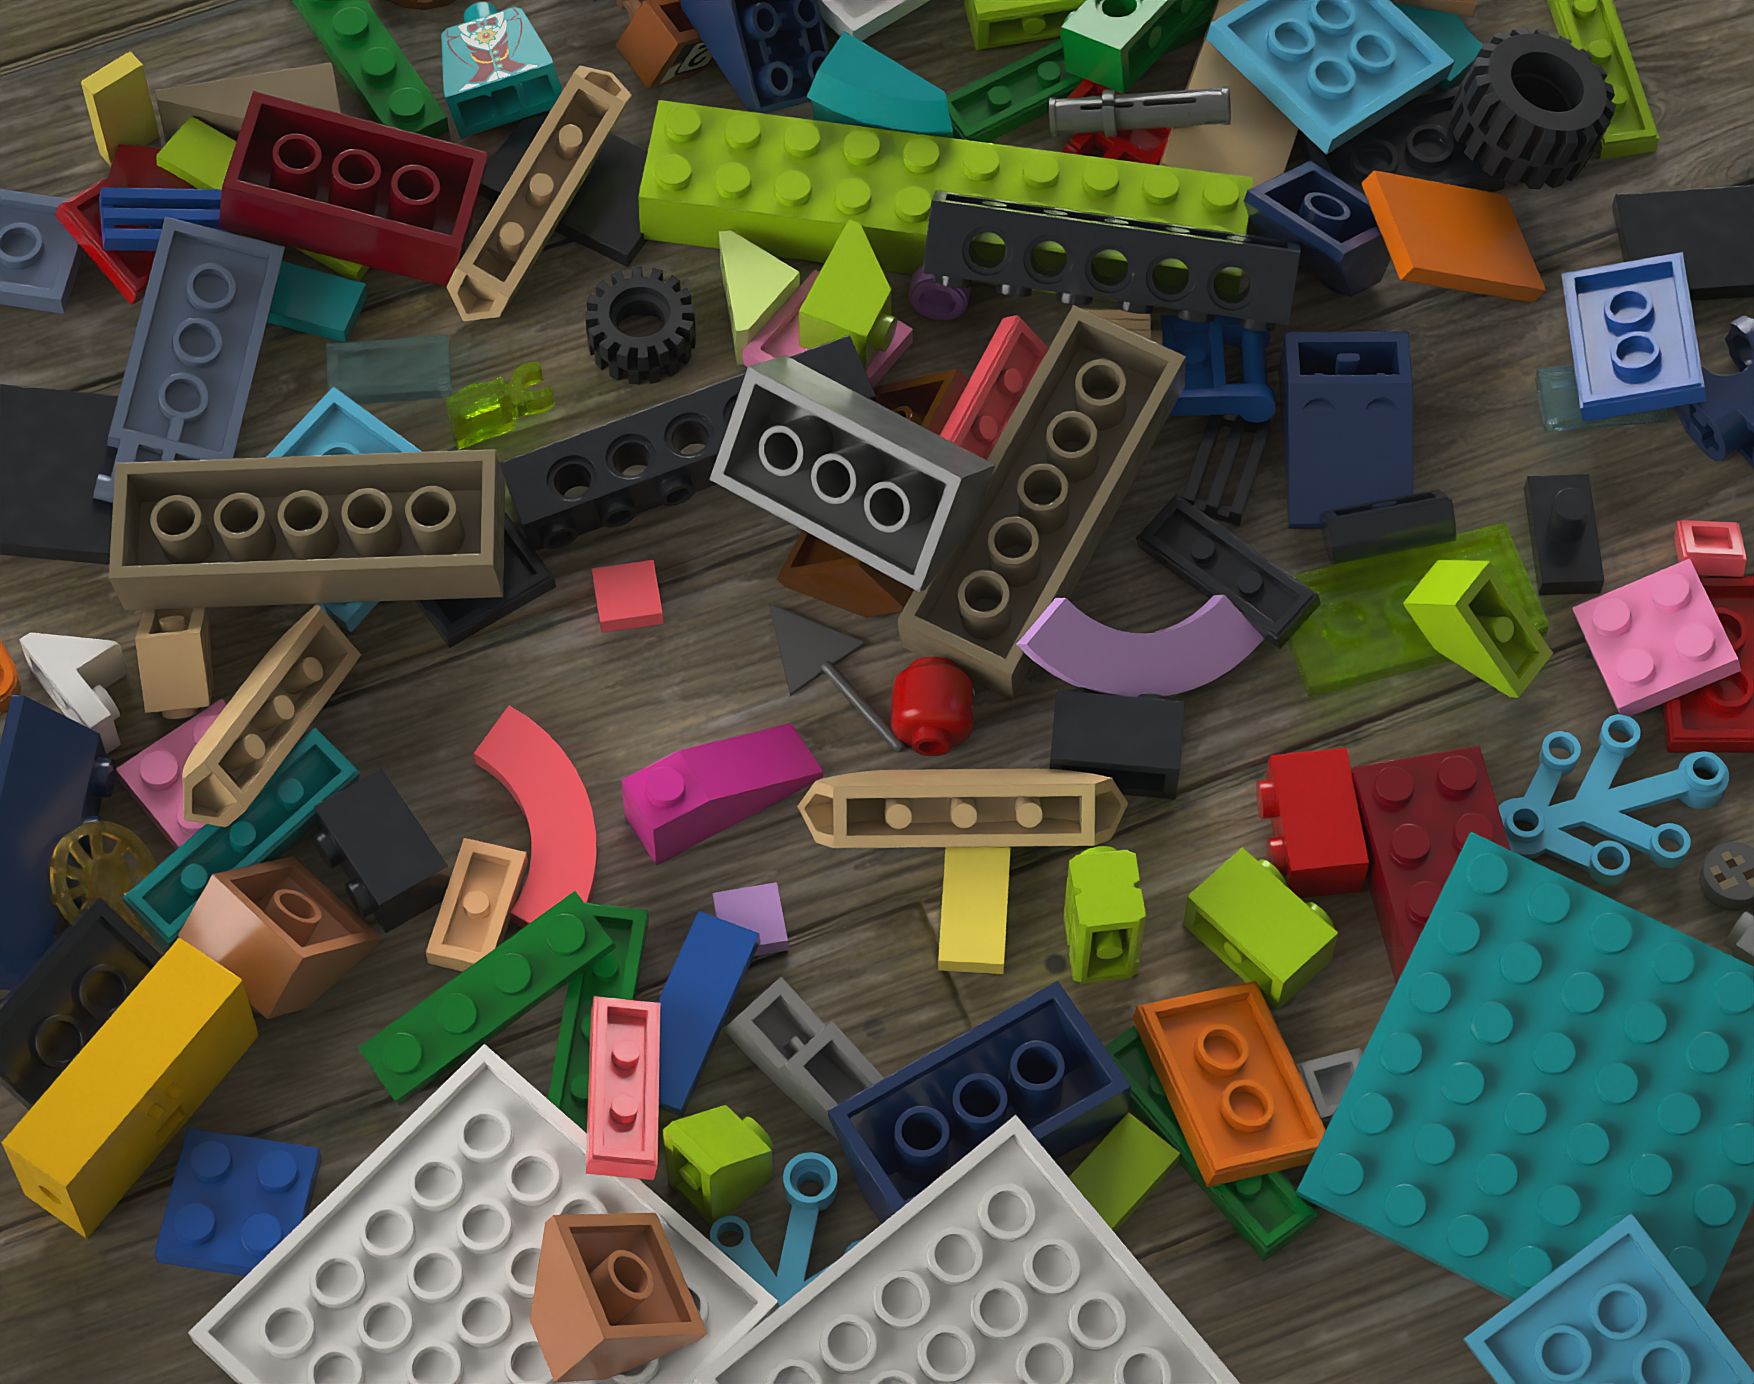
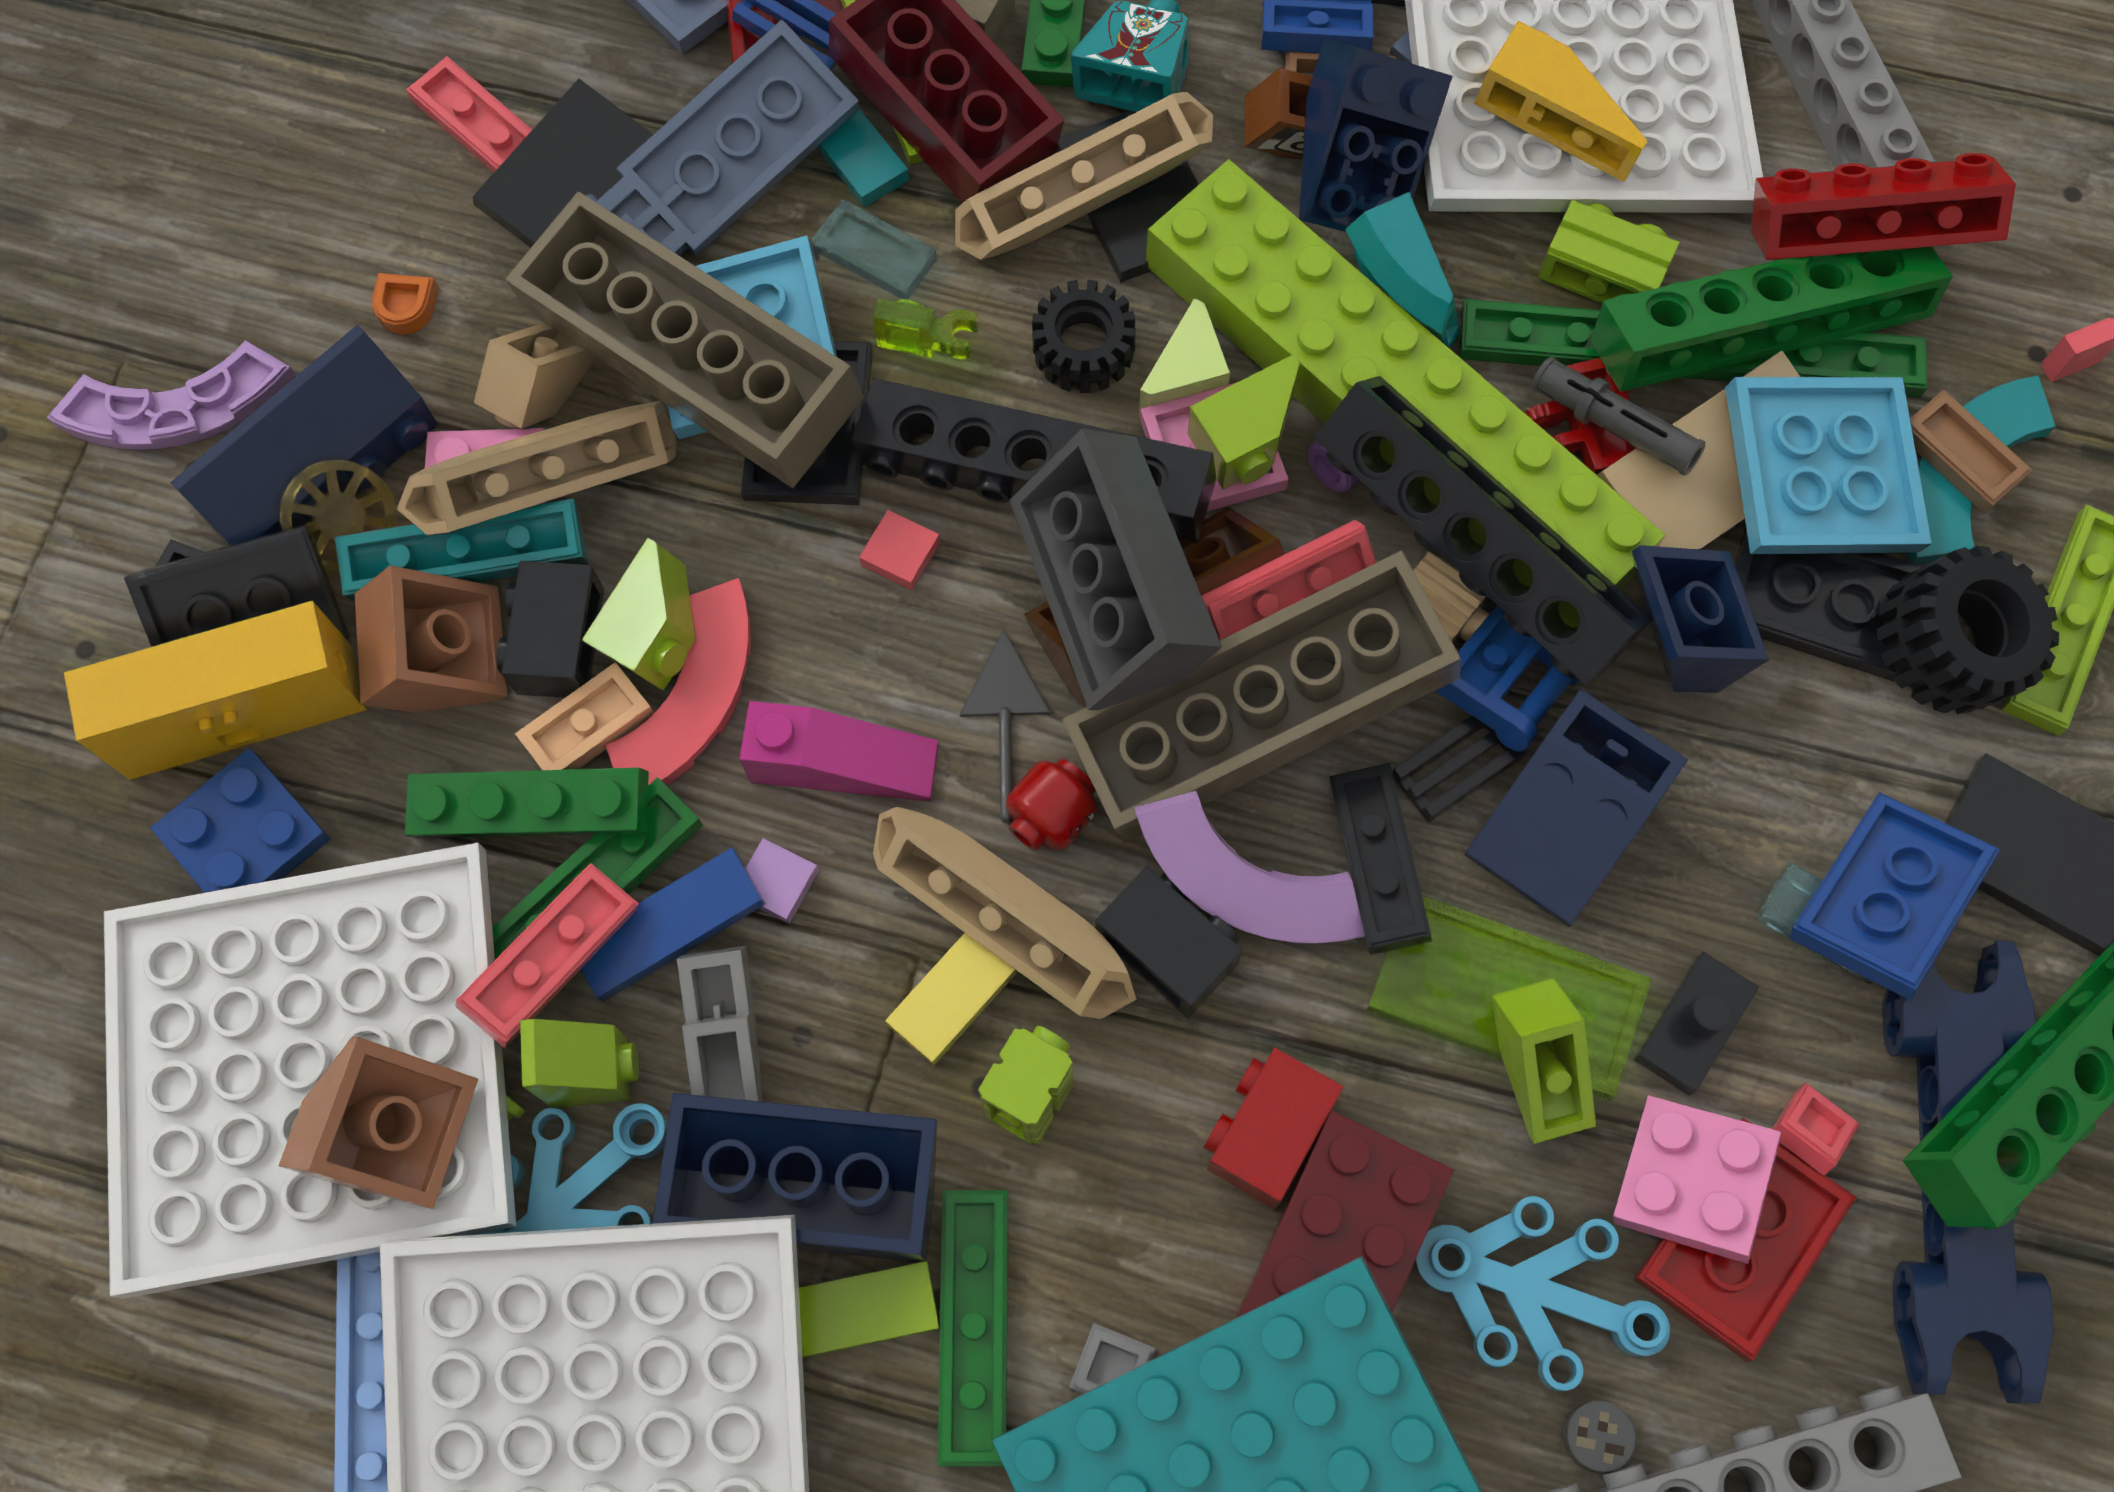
camera: 40 degrees right, 10 degrees up
(76, 678) = (449, 343): white slope -> none
(466, 787) = (647, 617): none -> lime slope
(1230, 1082) = (1024, 1301): orange tile -> none
(1261, 927) = (1158, 1185): lime brick -> none
(1388, 526) = (1542, 913): black brick -> none
(1453, 237) = (1801, 699): orange tile -> none

